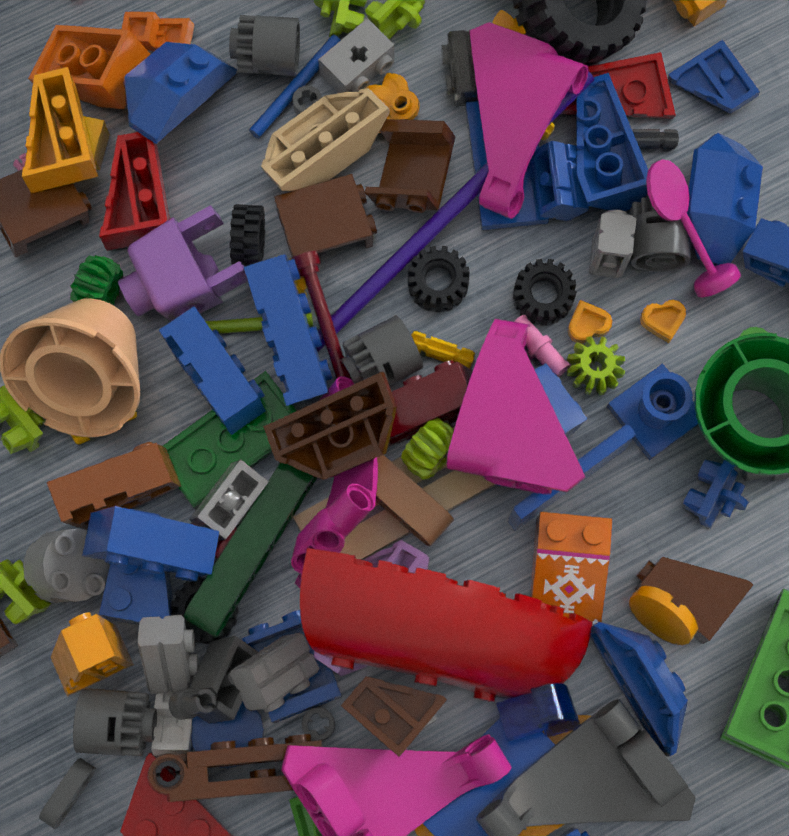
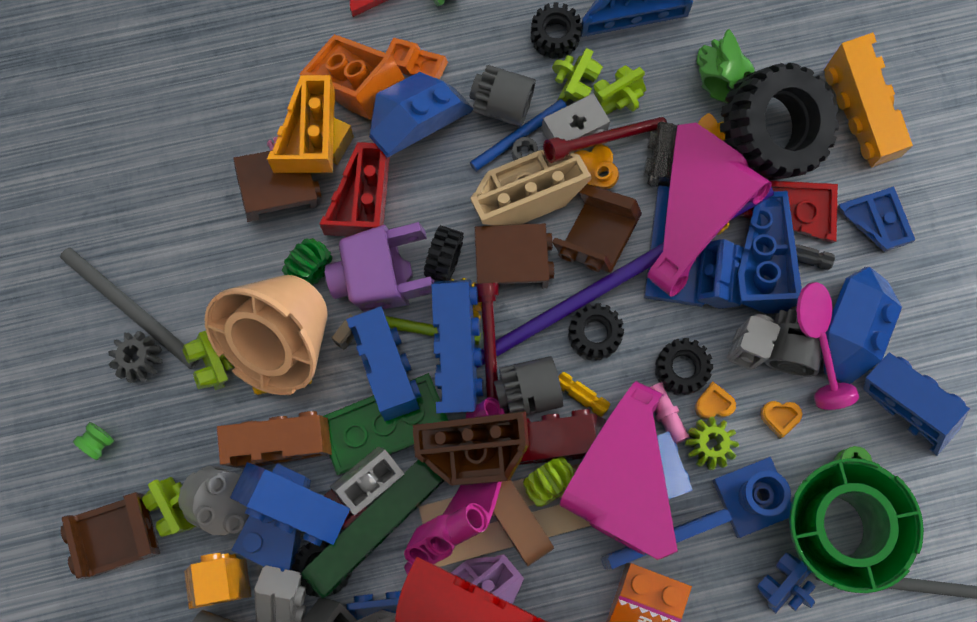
camera: 15 degrees right, 0 degrees up
(159, 353) = (343, 335): none -> dark tan tile
(342, 88) = (556, 148): none -> dark red piece

